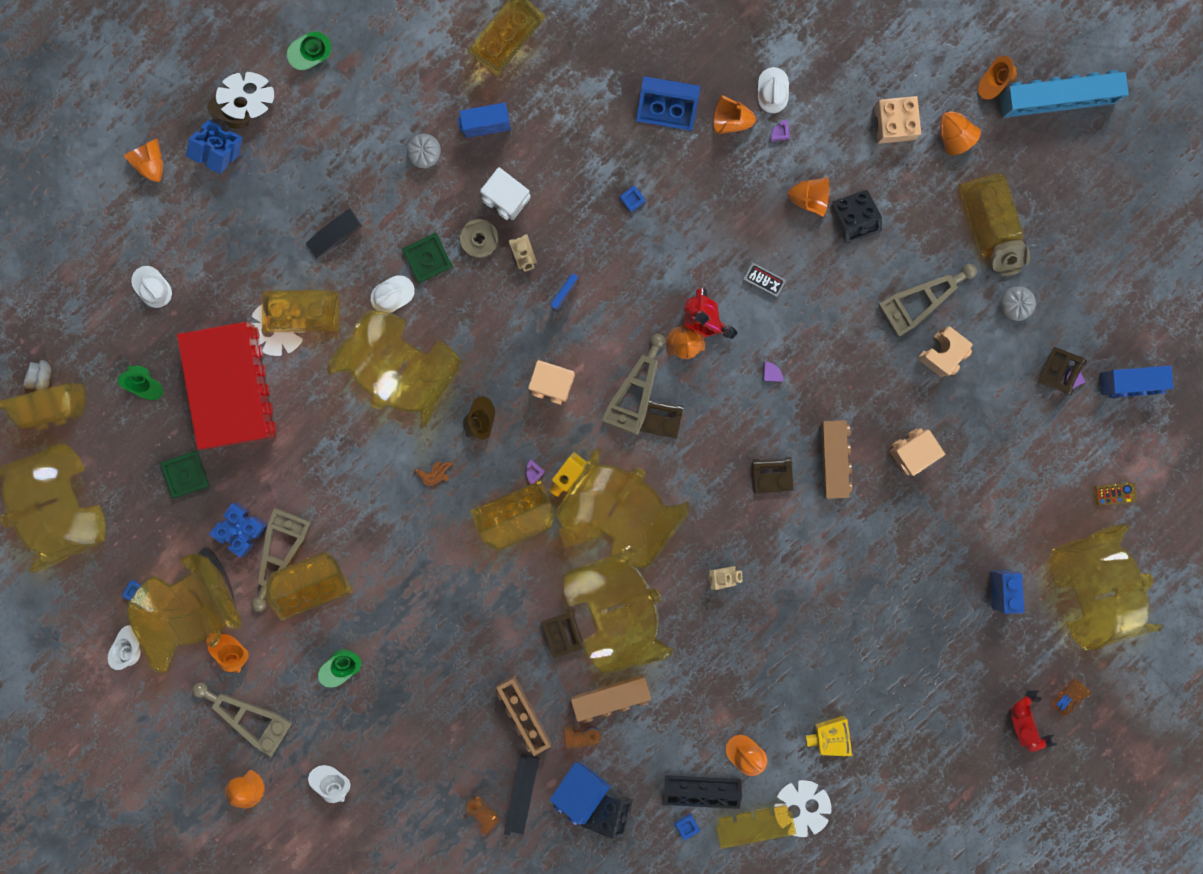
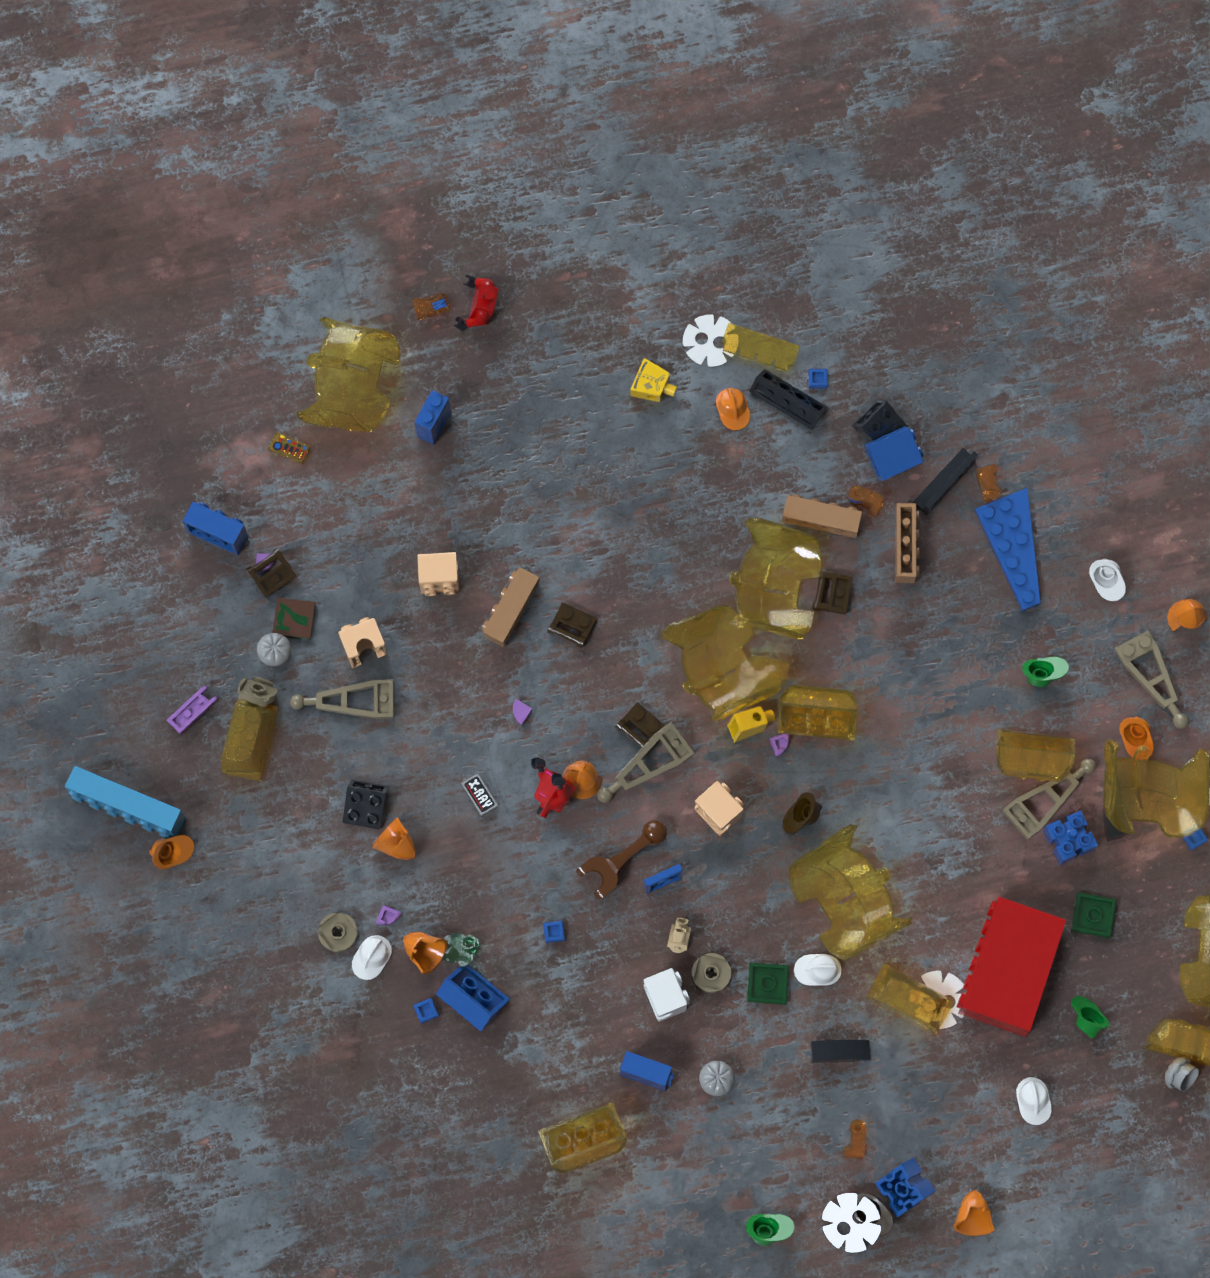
camera: 150 degrees left, 15 degrees down
(278, 166) = (857, 1133): none -> clear orange leg
(436, 474) = (866, 790): dark orange piece -> none
(437, 776) = (1011, 538): none -> blue wing
(596, 329) = (653, 833): none -> reddish brown piece
(700, 70) = (426, 1010): none -> blue tile
(704, 137) = (458, 948): none -> clear green plate
(724, 577) = (665, 561): tan hips -> none
(816, 103) = (326, 931): none -> dark tan plate
(897, 119) = (280, 864): light nougat piece -> none
(958, 133) = (234, 821): orange helmet -> none
(1017, 342) = (294, 618): none -> reddish brown tile
(1055, 210) = (191, 711): none -> medium lavender hinge

